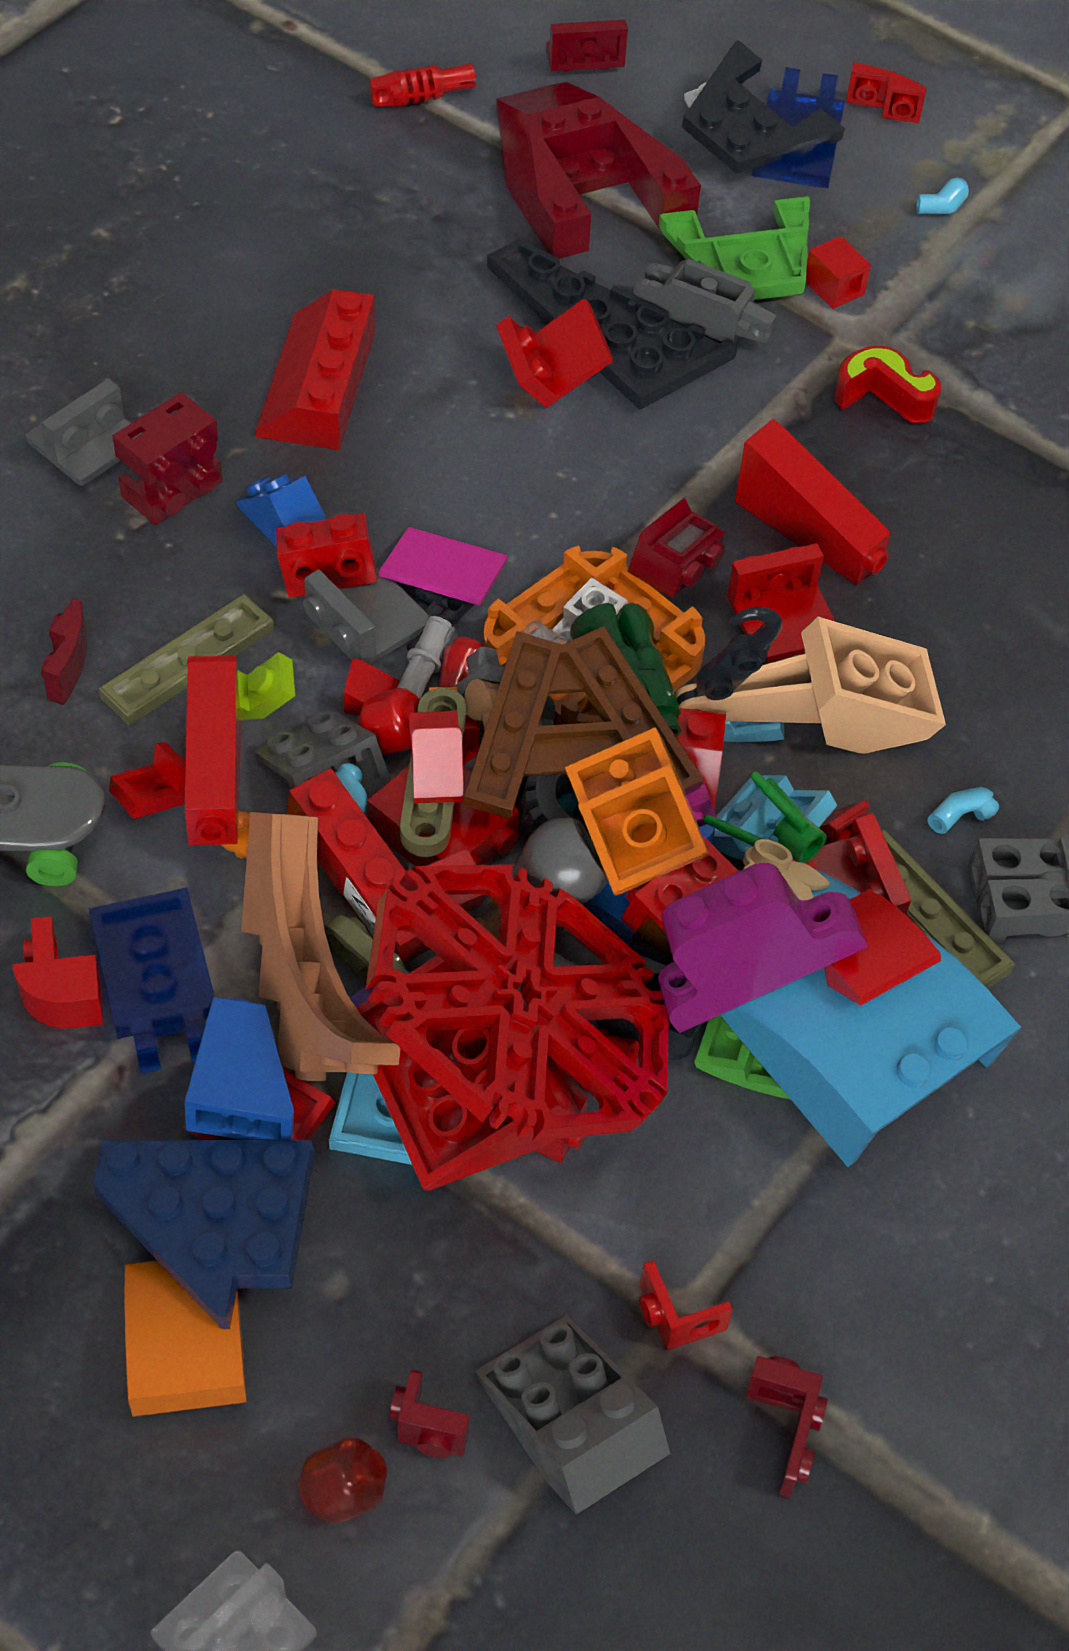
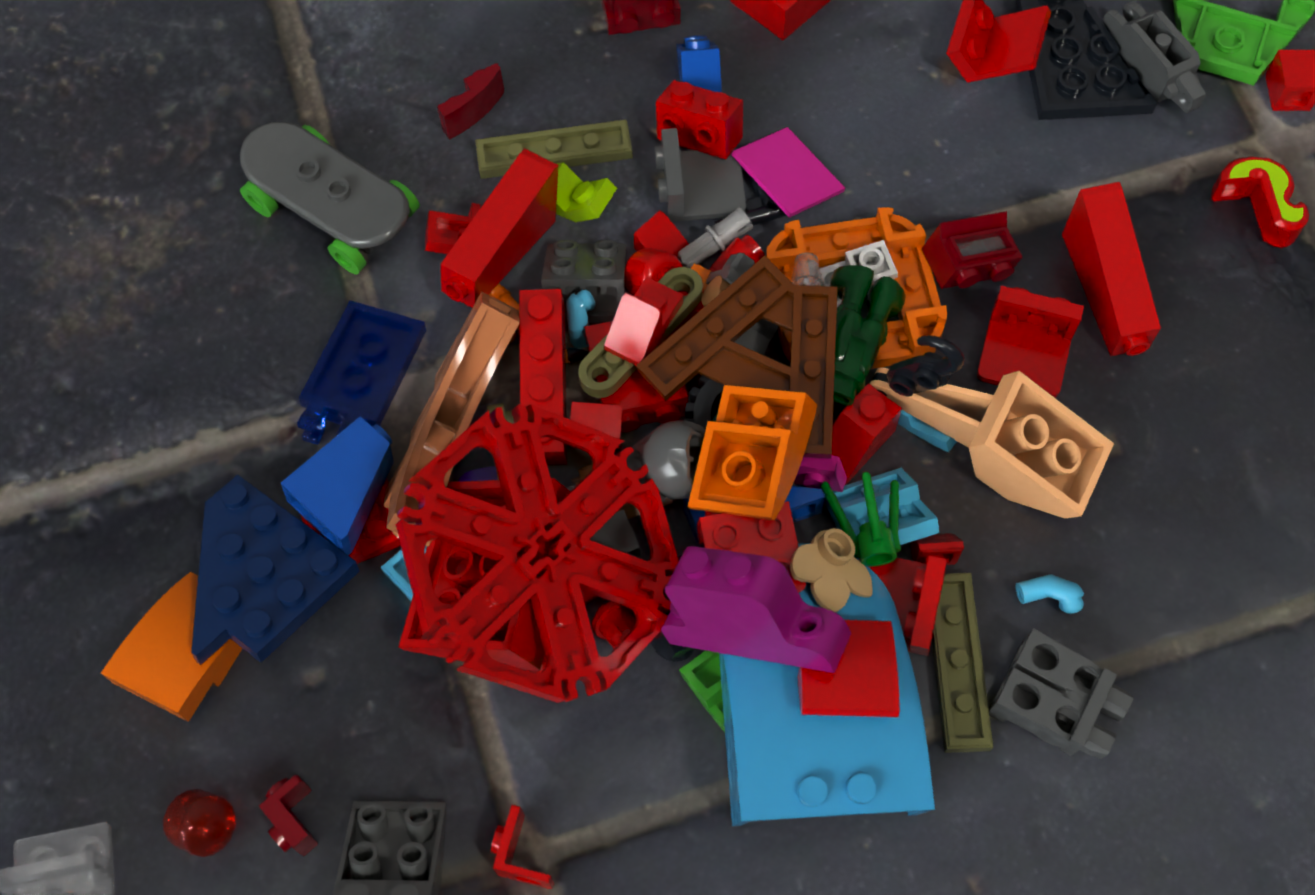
camera: 40 degrees right, 10 degrees up
(56, 989) = (286, 340): red brick -> none

